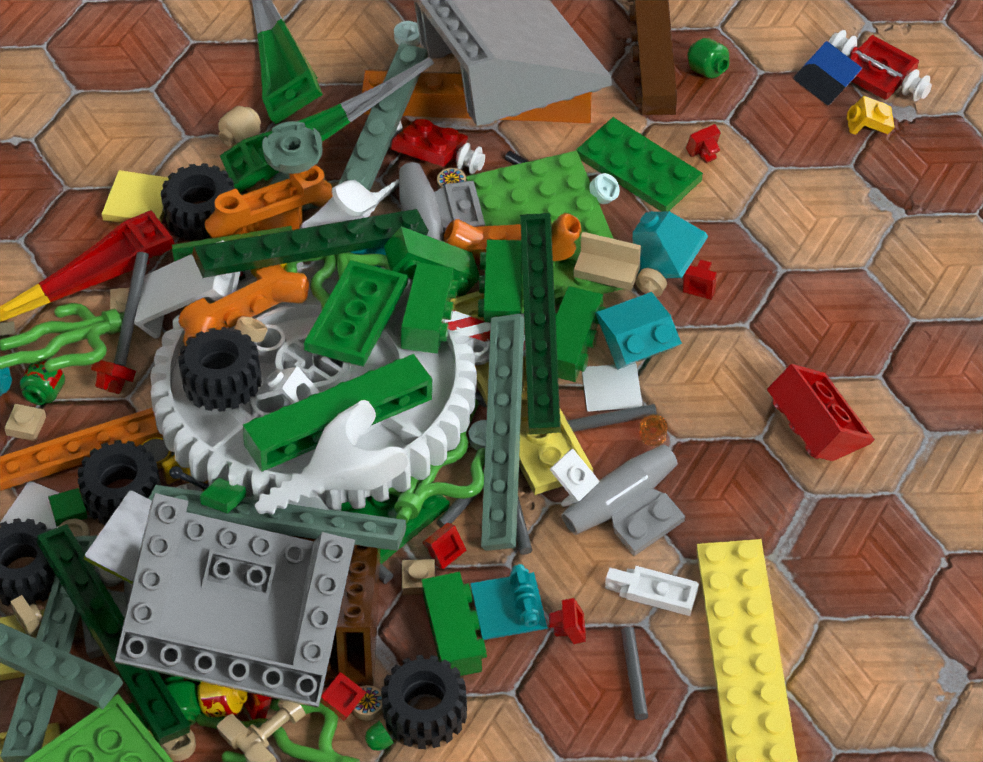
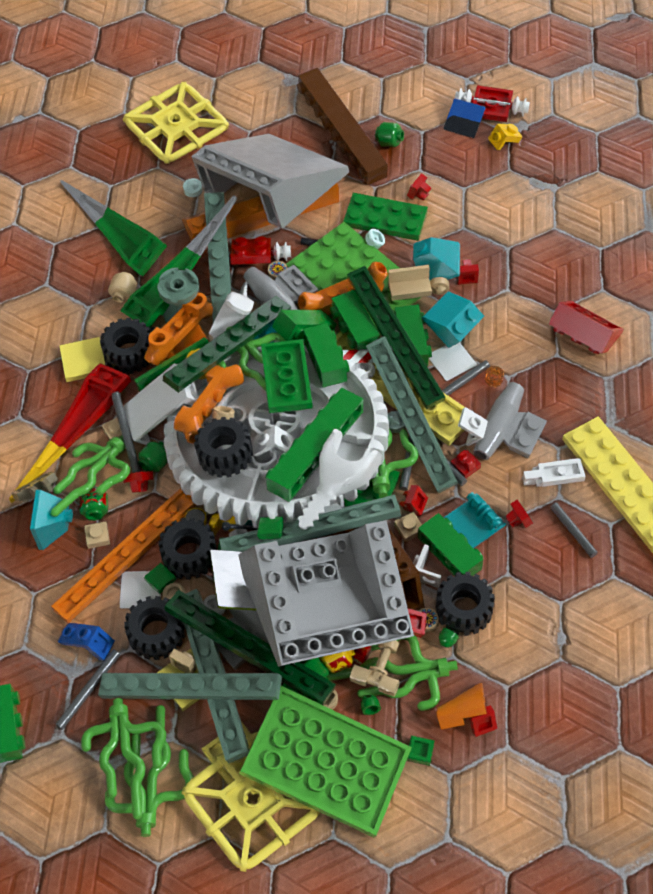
camera: 25 degrees left, 5 degrees up
(142, 353) = (153, 457): none -> green head
(399, 629) = (419, 563): none -> white bracket
(543, 527) = (466, 463): none -> red tile

